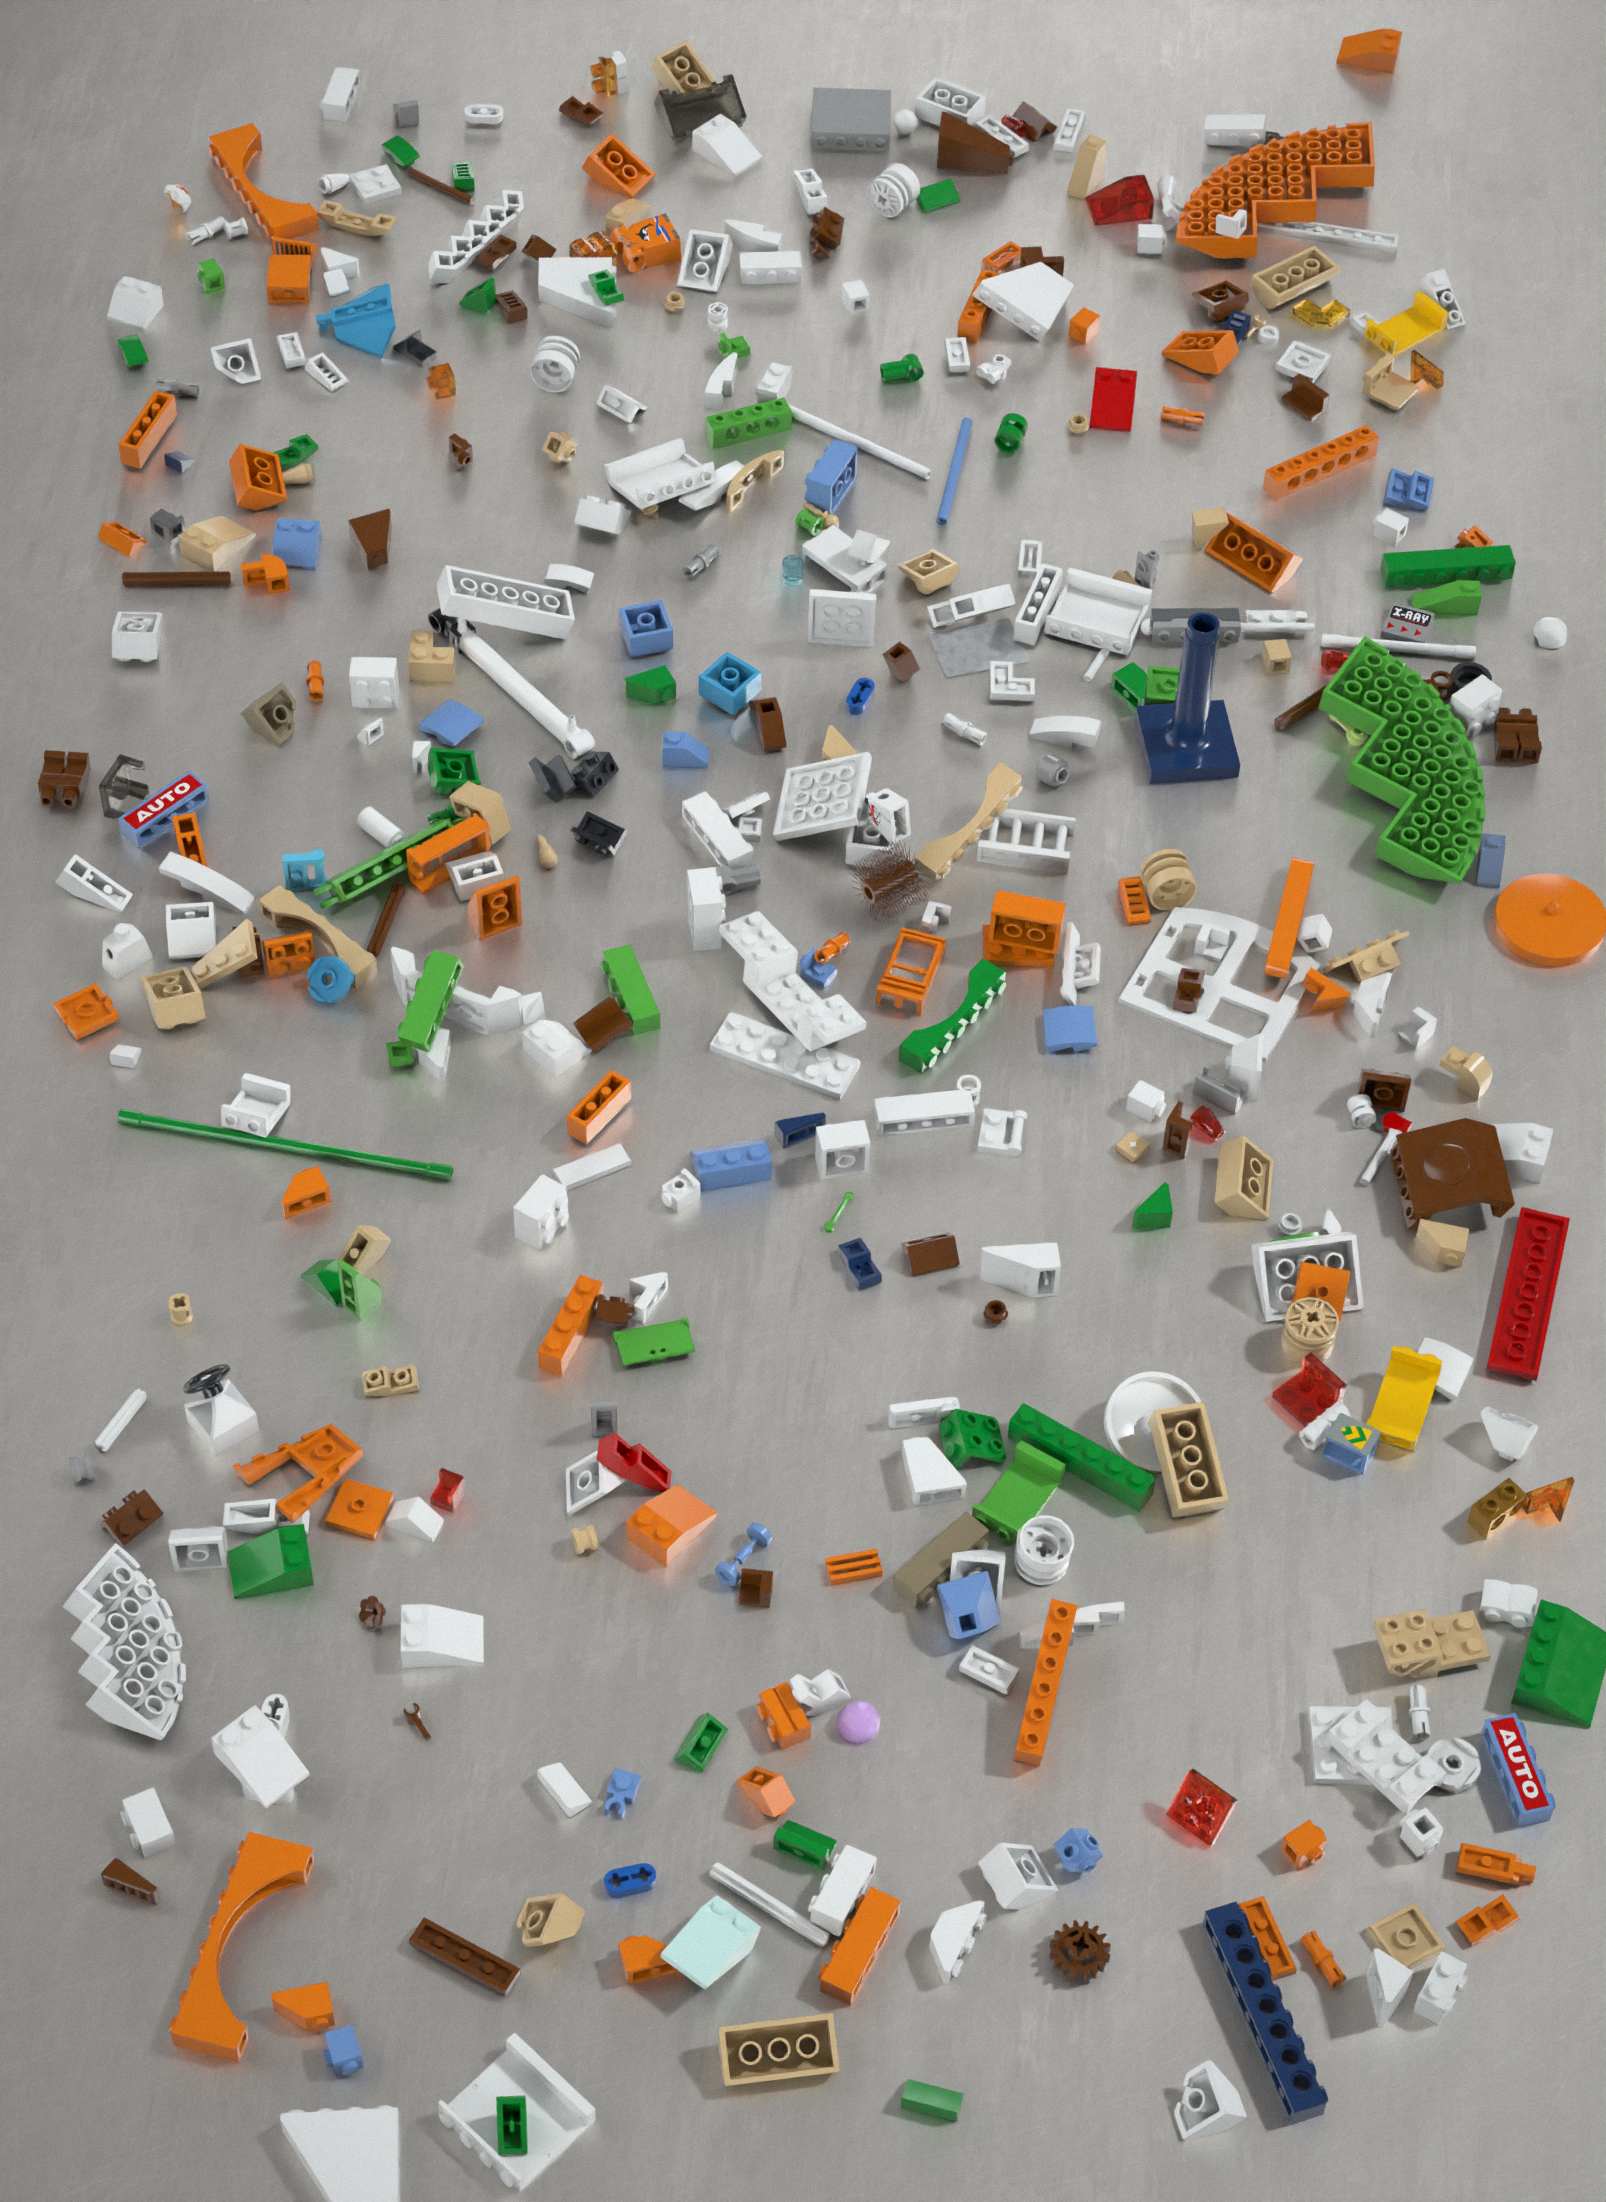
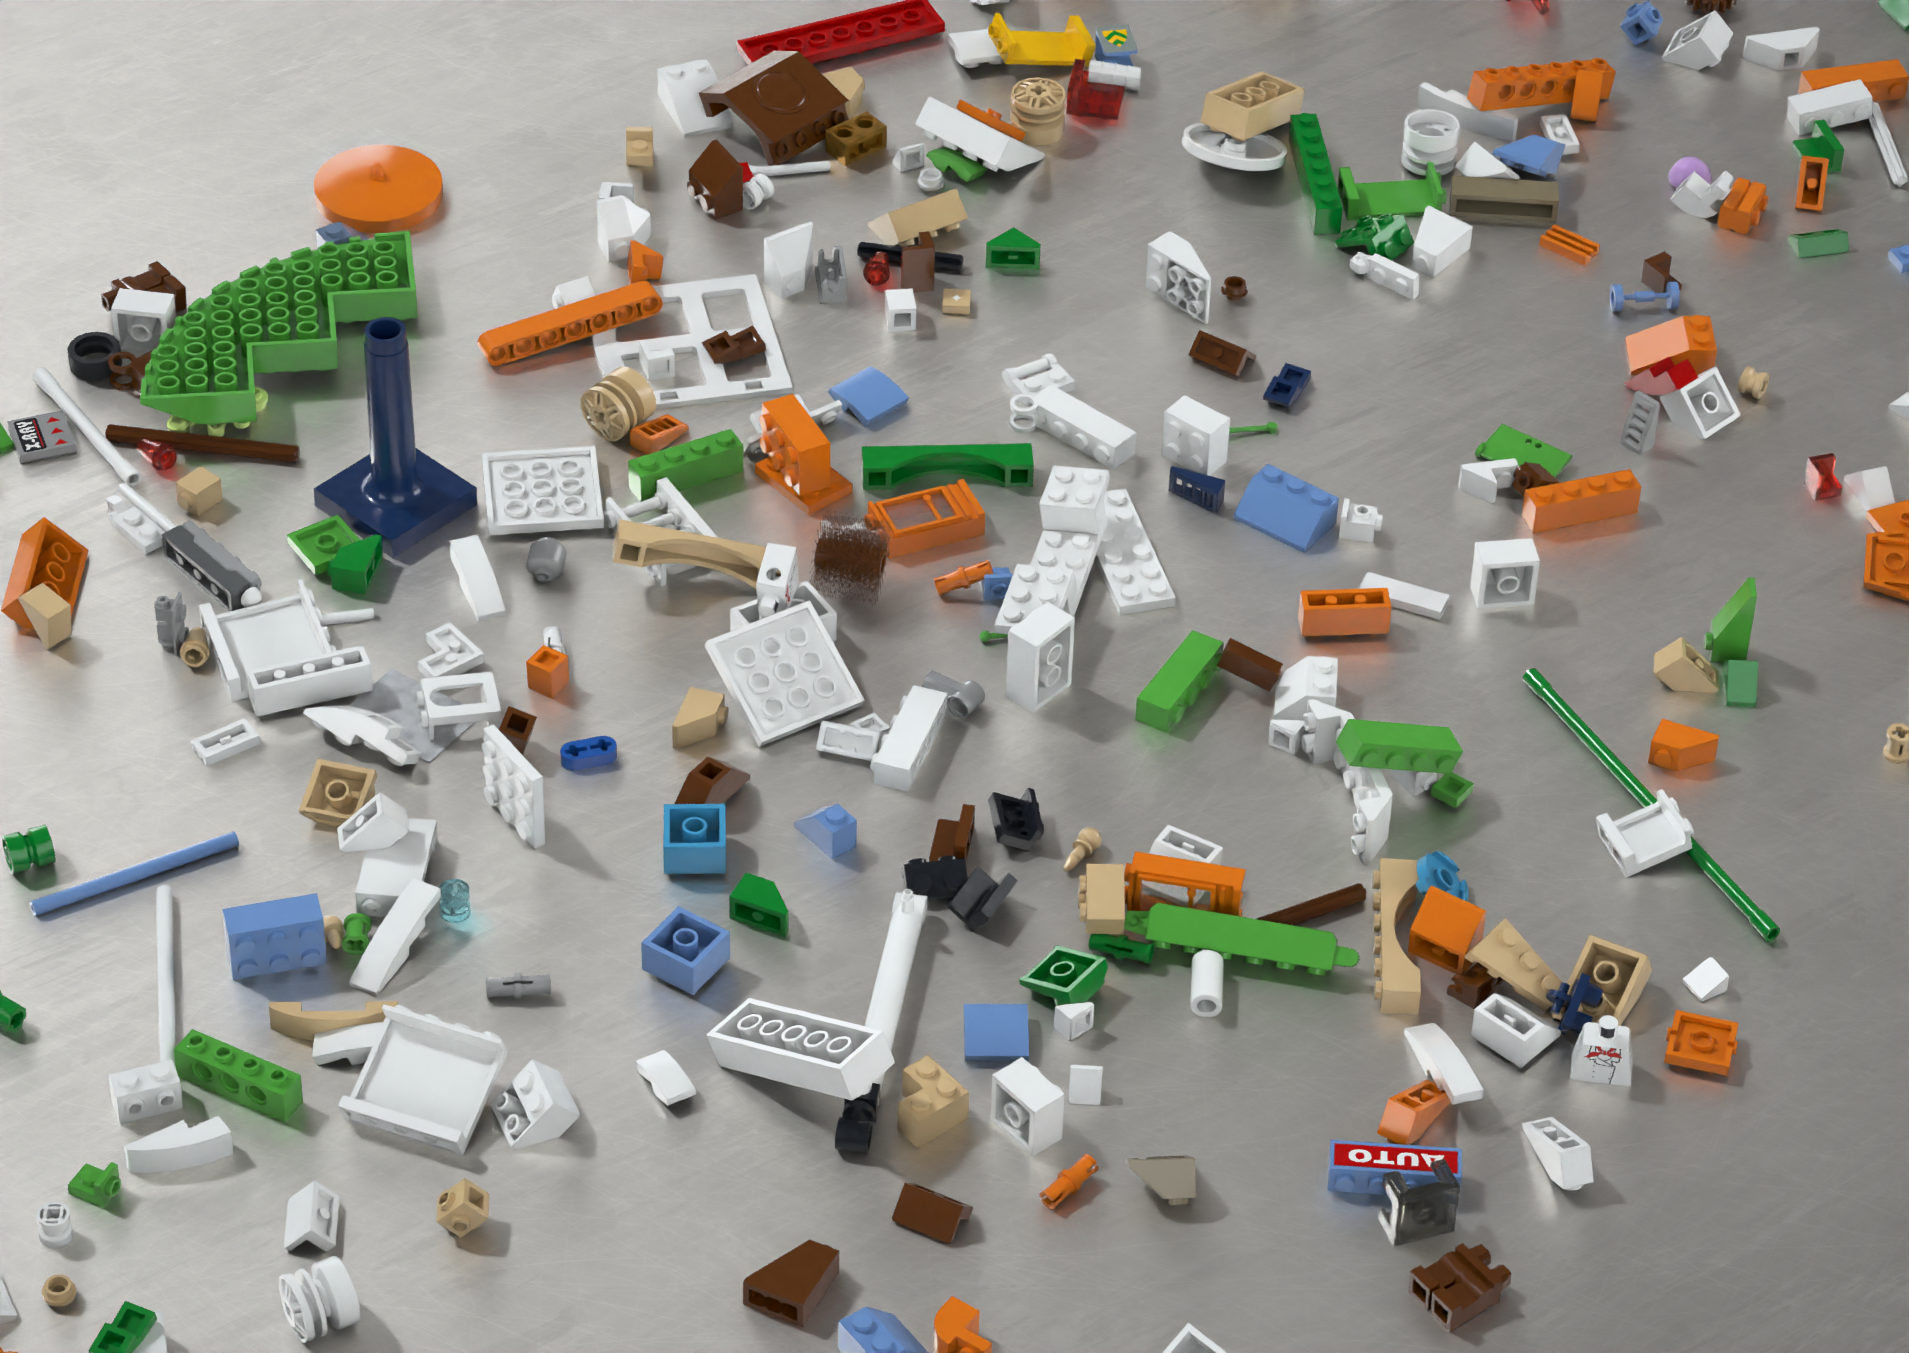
camera: 130 degrees left, 10 degrees down
(169, 963) = (1583, 993): none -> dark blue hips
(296, 870) = (1352, 982): medium azure plate -> none
(361, 621) = (930, 1212): none -> reddish brown panel
(388, 1383) = (1781, 585): tan slope -> none
(461, 451) = (561, 1296): reddish brown bracket -> none
(495, 908) = (1215, 802): orange slope -> none
(615, 803) = (954, 836): none -> reddish brown panel
(786, 529) = (394, 936): none -> white slope
(942, 705) = (547, 671): none -> orange panel
(946, 674) = (441, 715): none -> white panel
(1007, 1713) = (1586, 95): none -> orange panel
(1080, 883) = (687, 464): none -> bright green brick
(1127, 810) = (542, 490): none -> white plate
(1204, 1156) = (943, 260): none -> black axle
(1371, 961) = (555, 264): tan bracket -> none
(1378, 1210) = (856, 138): none -> pearl gold brick

